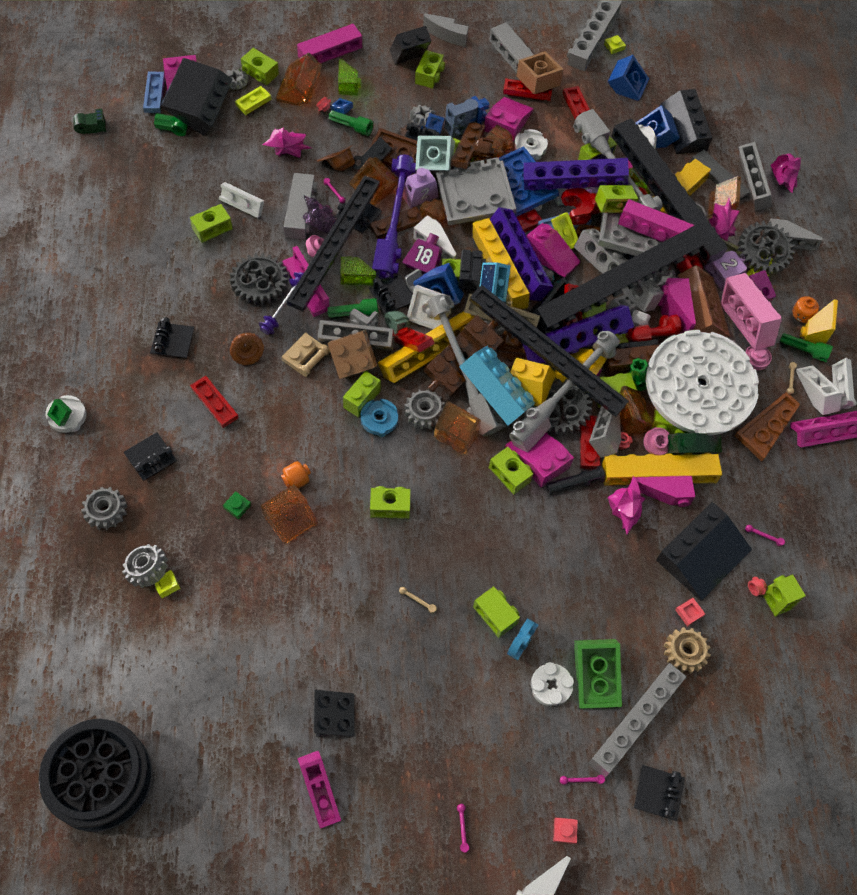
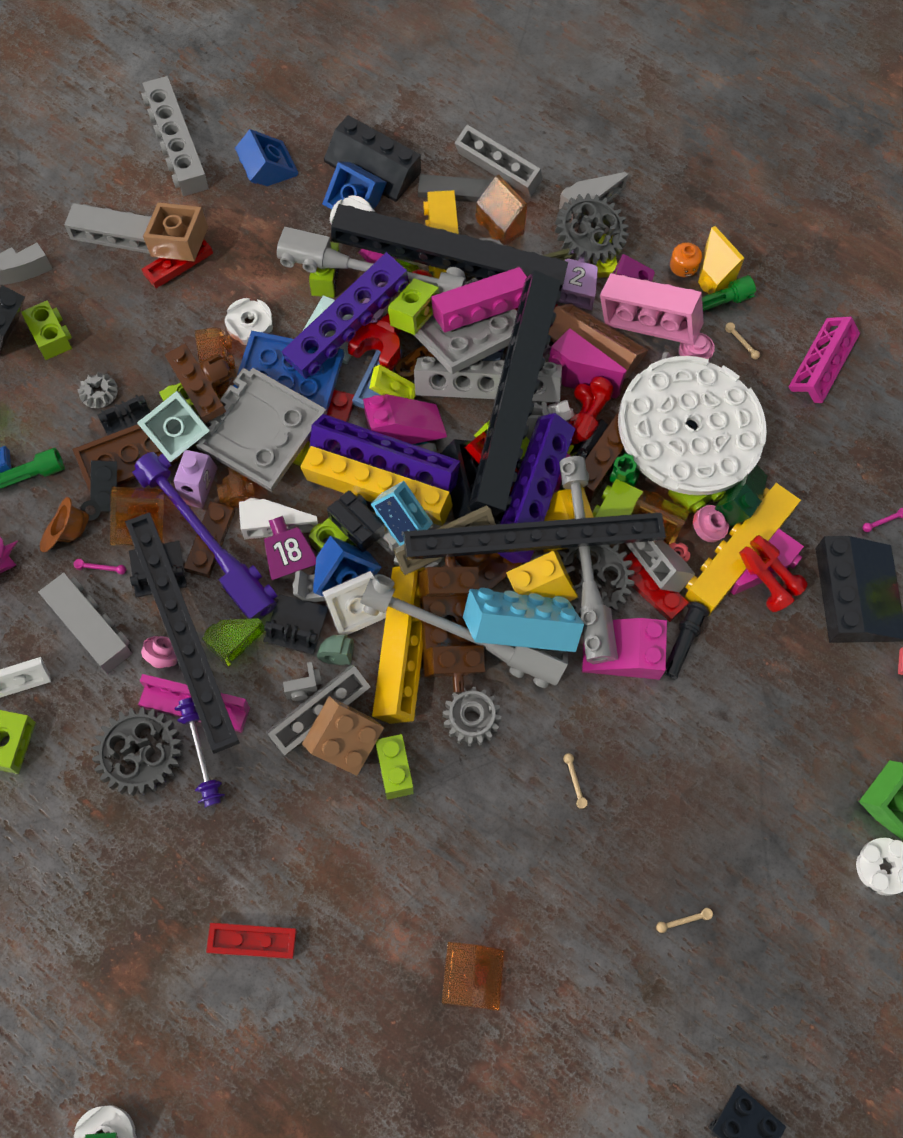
camera: 45 degrees left, 5 degrees up
(150, 456) = (254, 1078): black hinge -> none
(172, 339) = (121, 921): black hinge -> none
(237, 505) = (406, 1026): green plate -> none
(249, 352) = (218, 845): dark orange hair -> none
(296, 474) = (430, 927): orange head -> none
(302, 351) = (275, 784): tan plate -> none
(319, 215) = (124, 613): clear purple hinge -> none
(366, 306) = (290, 666): green piece -> none
(375, 426) = (449, 782): dark azure plate -> none
(381, 509) = (545, 867): lime brick -> none
(413, 339) = (384, 654): red plate -> none
(432, 499) = (581, 802): none -> tan hinge
(435, 122) = (124, 388): blue tile -> none
(457, 428) = (529, 705): clear orange slope -> none
(460, 115) = (149, 358): sand blue hips -> none
(496, 611) = (768, 851): lime brick -> none
(509, 115) = (191, 309): dark pink slope -> none
(511, 479) = (607, 700): lime brick -> none
(522, 639) = (826, 854): dark azure plate -> none
(575, 100) = (248, 234): red plate -> none
(614, 44) = (207, 132): neon yellow plate -> none
(627, 504) = (756, 616): dark pink hair -> none
(665, 479) = (757, 562): none -> red piece
(724, 219) = (525, 234): dark pink hair -> none
(767, 426) = (779, 408): dark orange wing -> none
(786, 170) = (518, 129): dark pink hair -> none
(820, 390) = (782, 330): white slope -> none
(844, 382) = (791, 304): white hinge -> none

